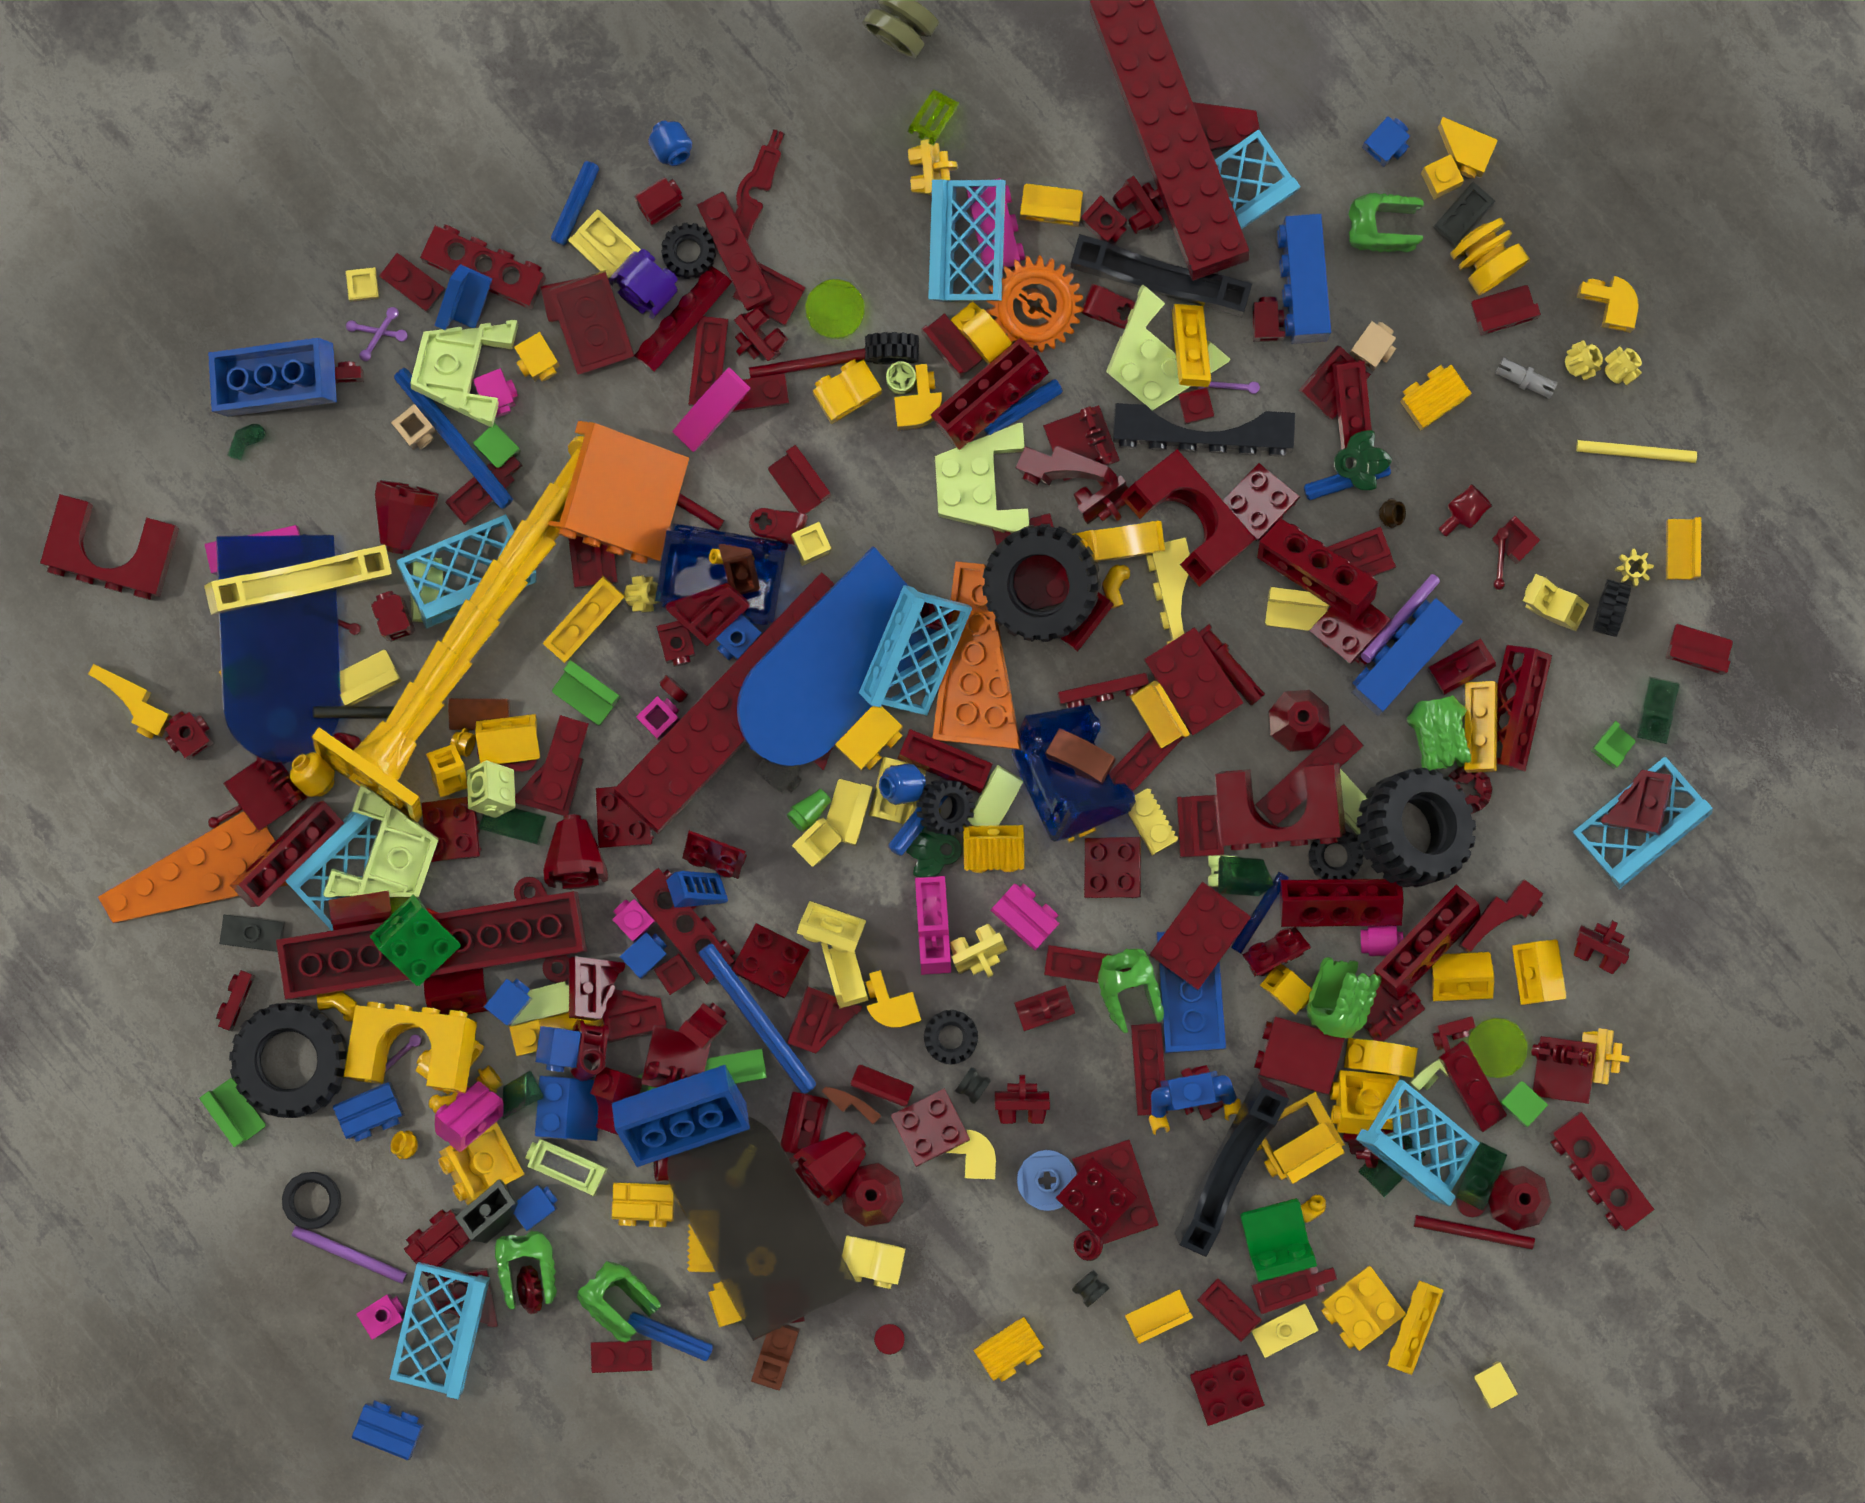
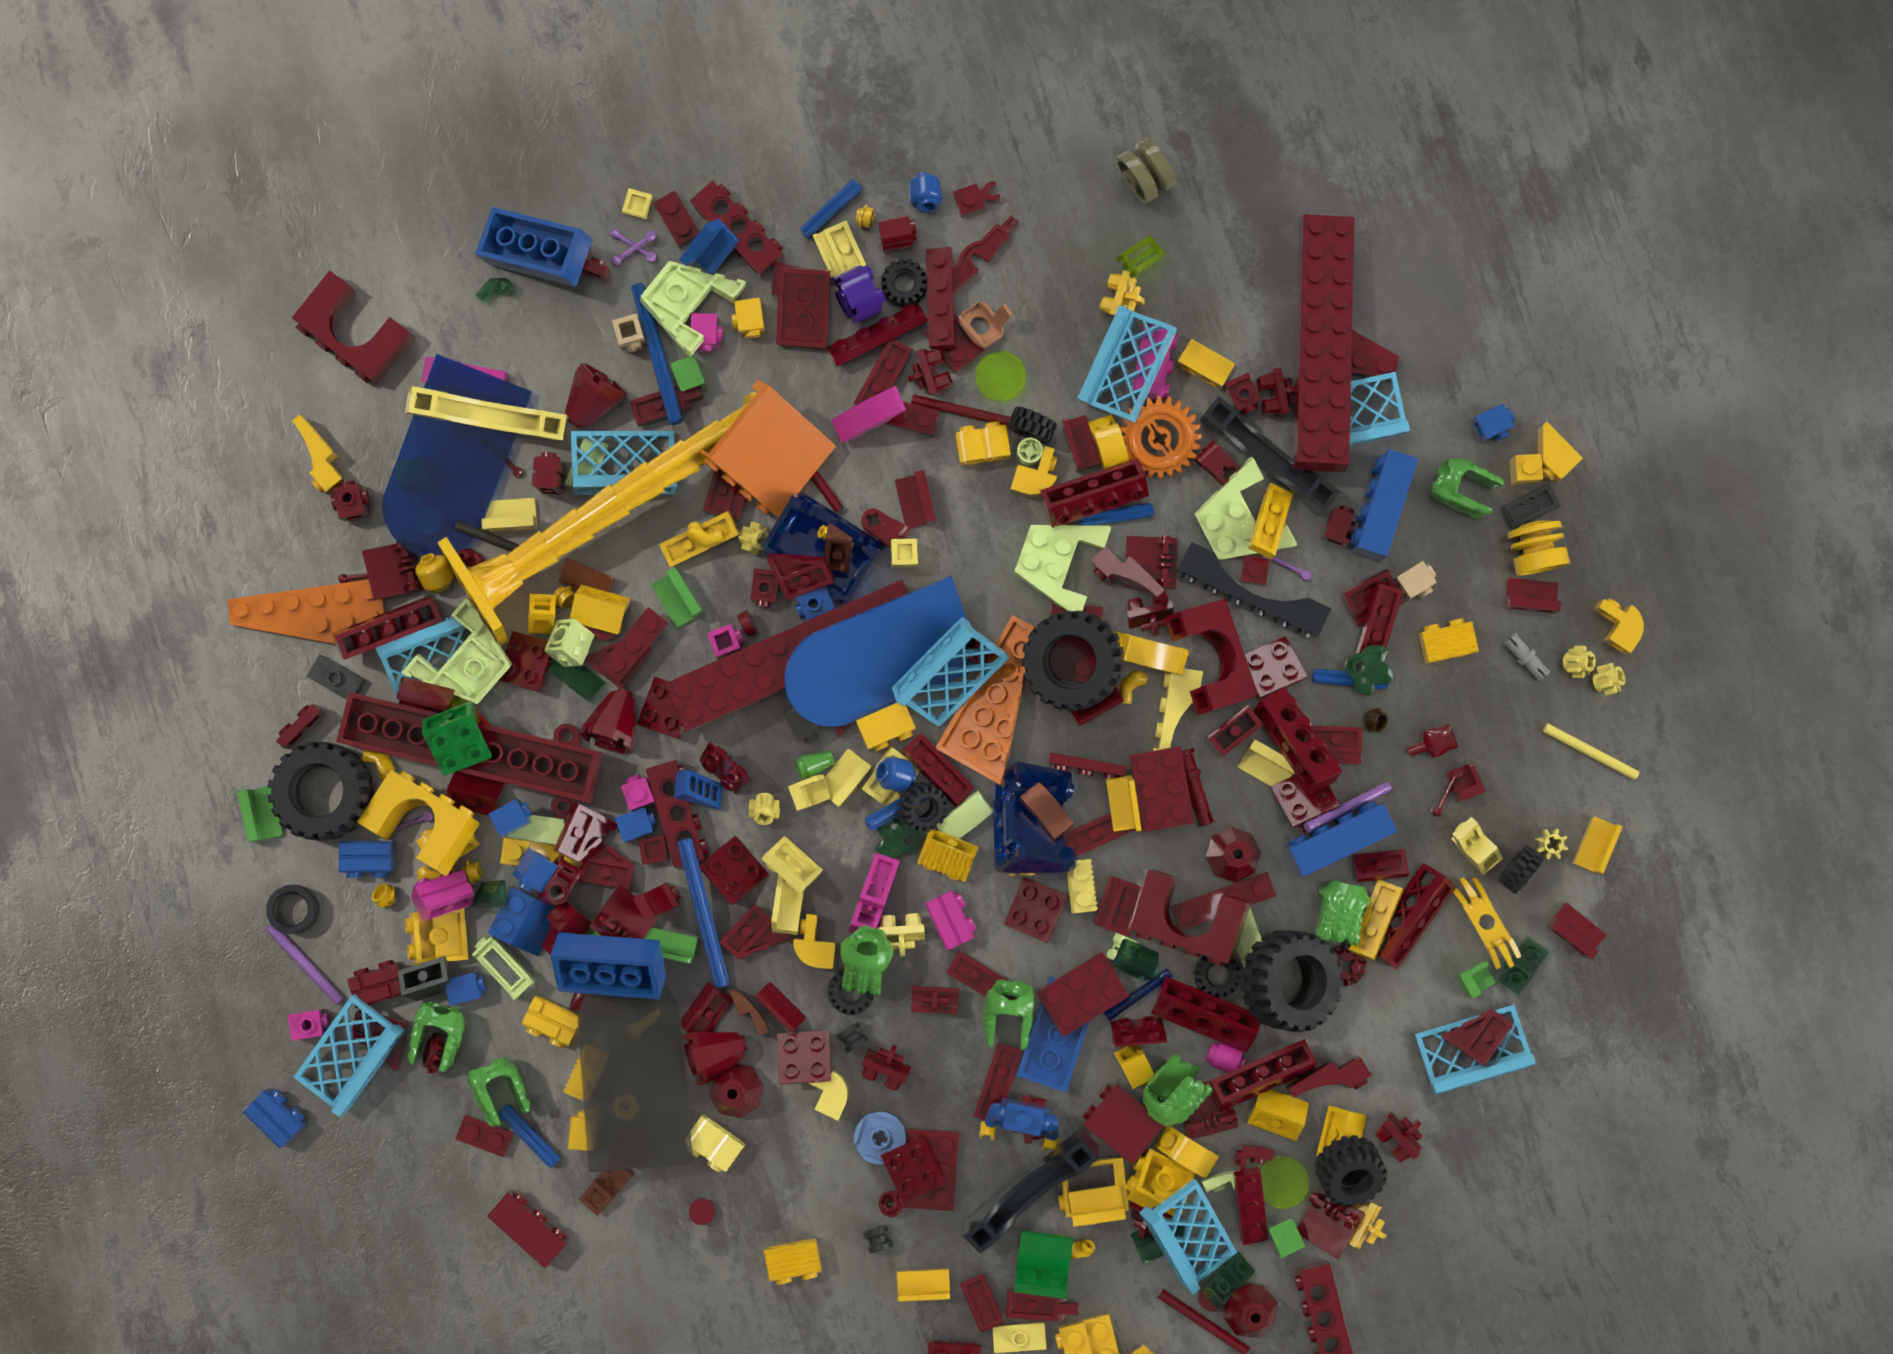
camera: 25 degrees right, 0 degrees up
(586, 616) = (703, 538): none -> yellow arm
(616, 196) = (865, 217): none -> yellow plate
(711, 1433) = (528, 1228): none -> dark red brick
(724, 129) = (972, 199): none -> dark red plate
(775, 880) = (764, 808): none -> light yellow gear
(804, 252) = (995, 321): none -> nougat piece
(953, 993) = (865, 959): none -> bright green piece
(1245, 588) = (1234, 731): none -> dark red brick
(1577, 1015) = (1351, 1171): none -> black tyre
(1616, 687) = (1493, 936): none -> yellow piece

